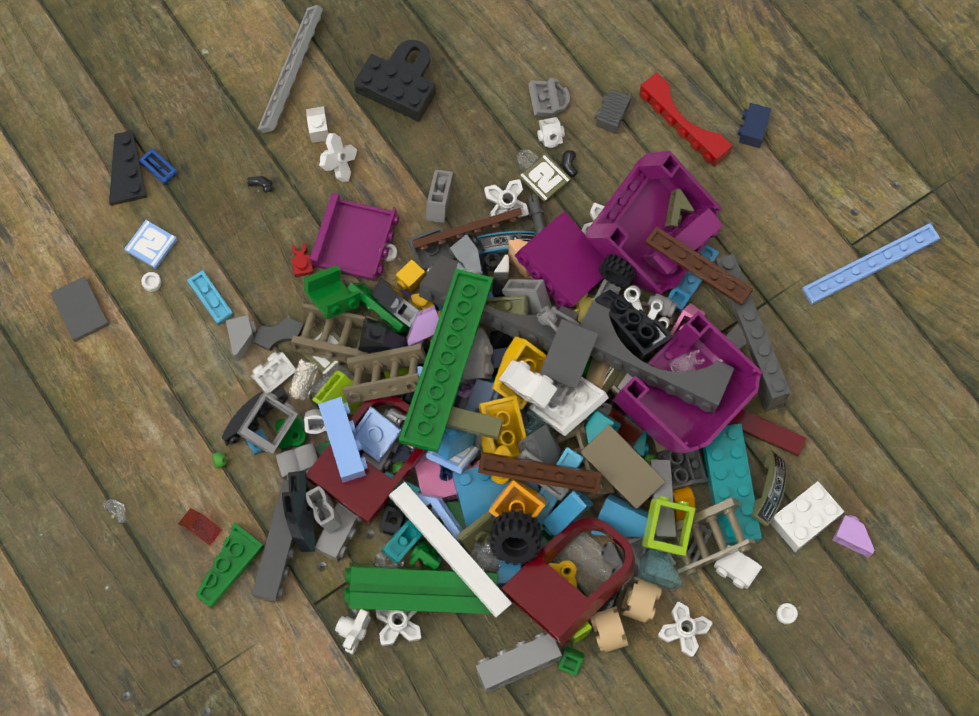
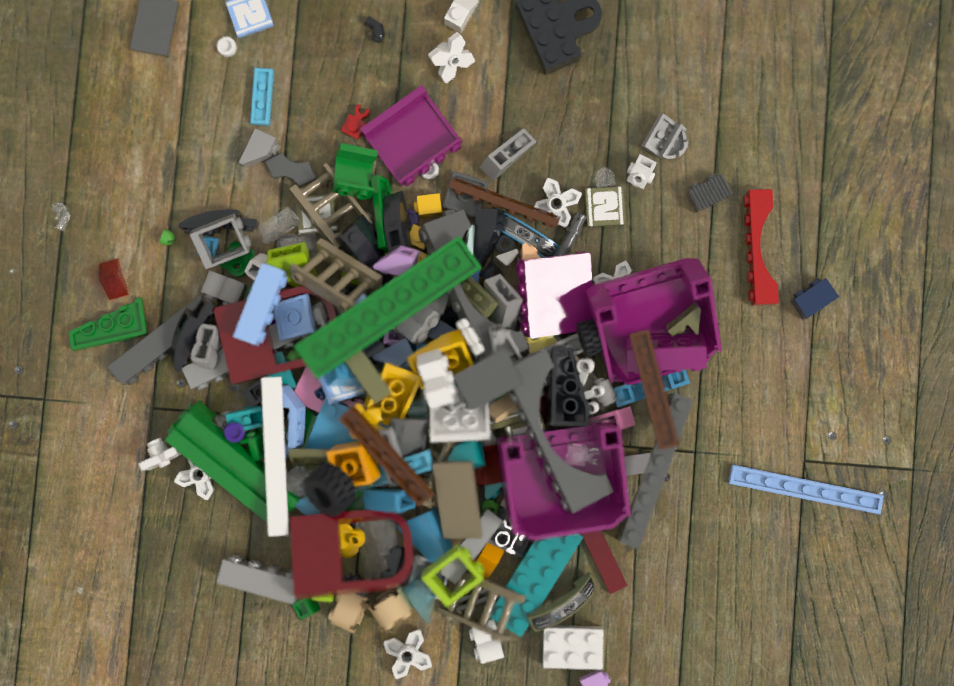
camera: 40 degrees right, 15 degrees up
(273, 372) = (261, 199): white bracket -> none
(401, 556) = (234, 431): none -> dark purple tile
(528, 334) = (470, 337): none -> white axle
(567, 161) = (634, 207): black arm -> none

